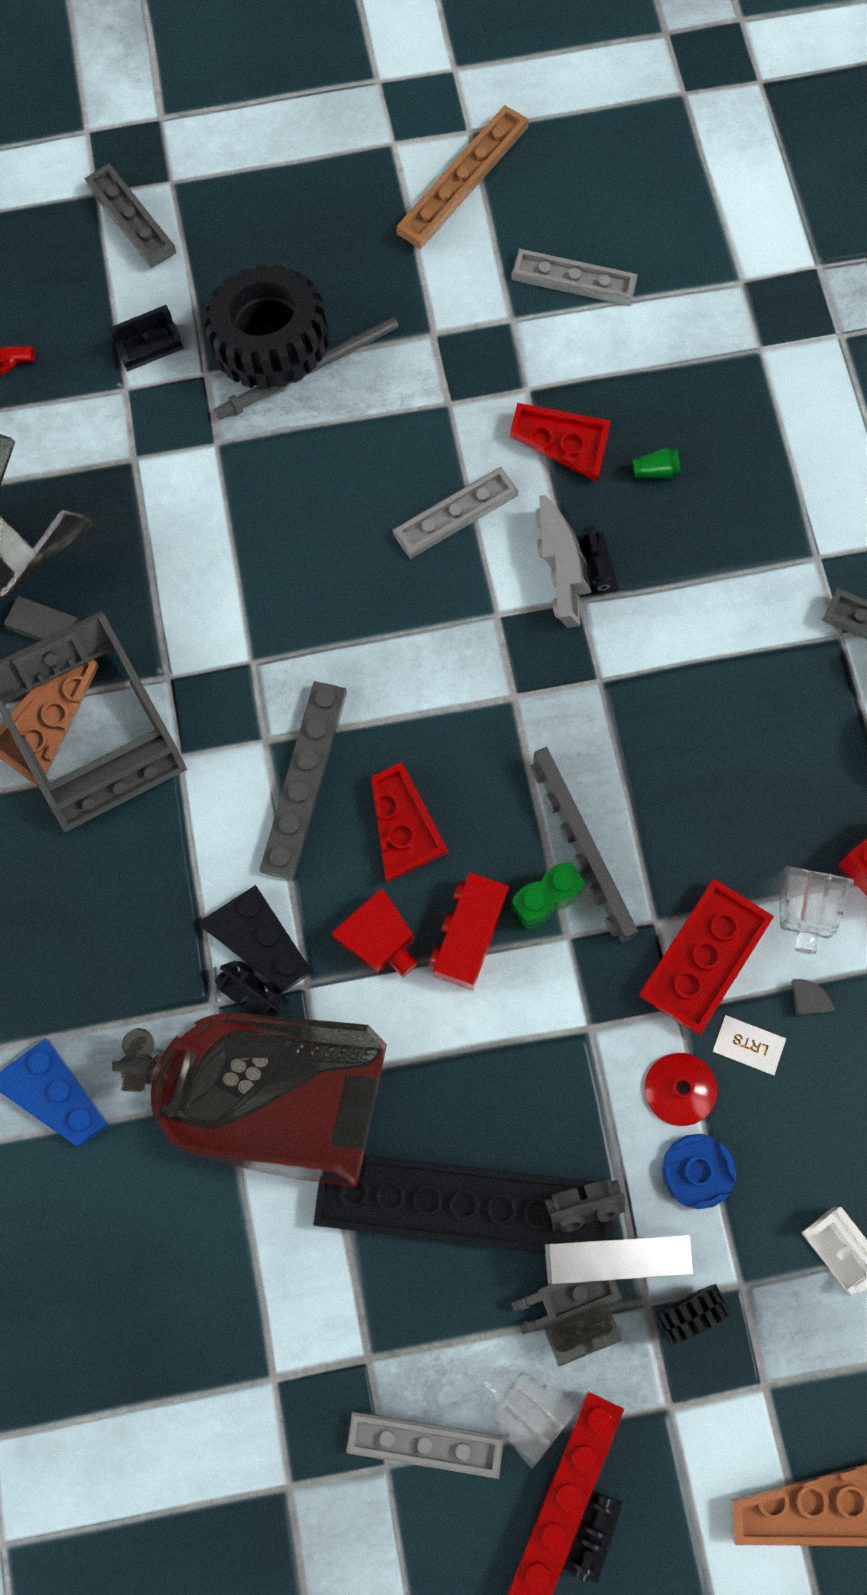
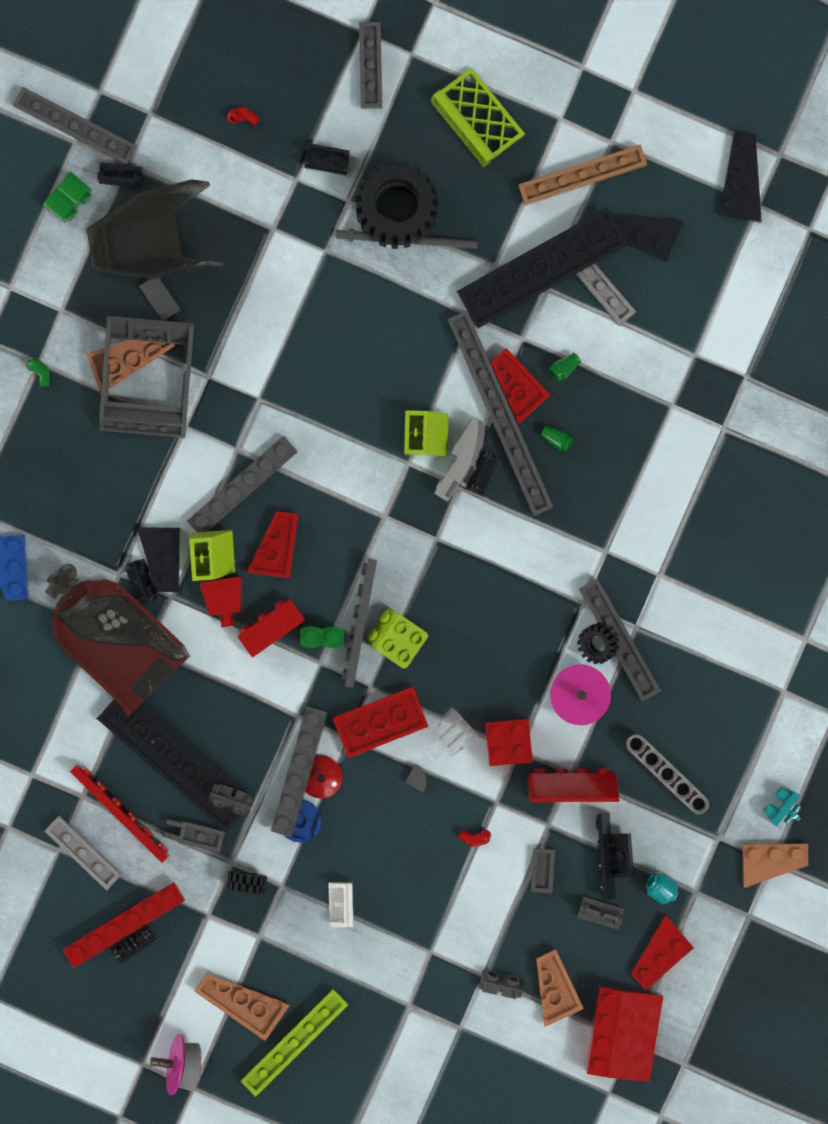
camera: 30 degrees right, 15 degrees up
(290, 210) = (460, 123): none -> lime fence
(322, 887) = (211, 554): none -> lime slope
(455, 512) = (427, 388): light grey tile -> none
(457, 1344) = (114, 805): none -> red plate
(491, 294) = (542, 268): none -> black plate
(491, 560) = (426, 433): none -> lime slope
(528, 1412) = (140, 871): clear torso -> none
(569, 482) = (500, 413): none -> dark grey plate
(582, 1334) = (189, 855): clear smoke hips -> none
(584, 193) = (650, 235): none -> black wing
(602, 383) = (564, 367): none -> green cone
(618, 1259) = (230, 834): tile -> none
(642, 831) = (396, 638): none -> lime bracket
(646, 79) = (741, 184): none -> black wing
(649, 1103) = (299, 772): none -> dark grey plate
(749, 1045) = (371, 779): white sticker -> none

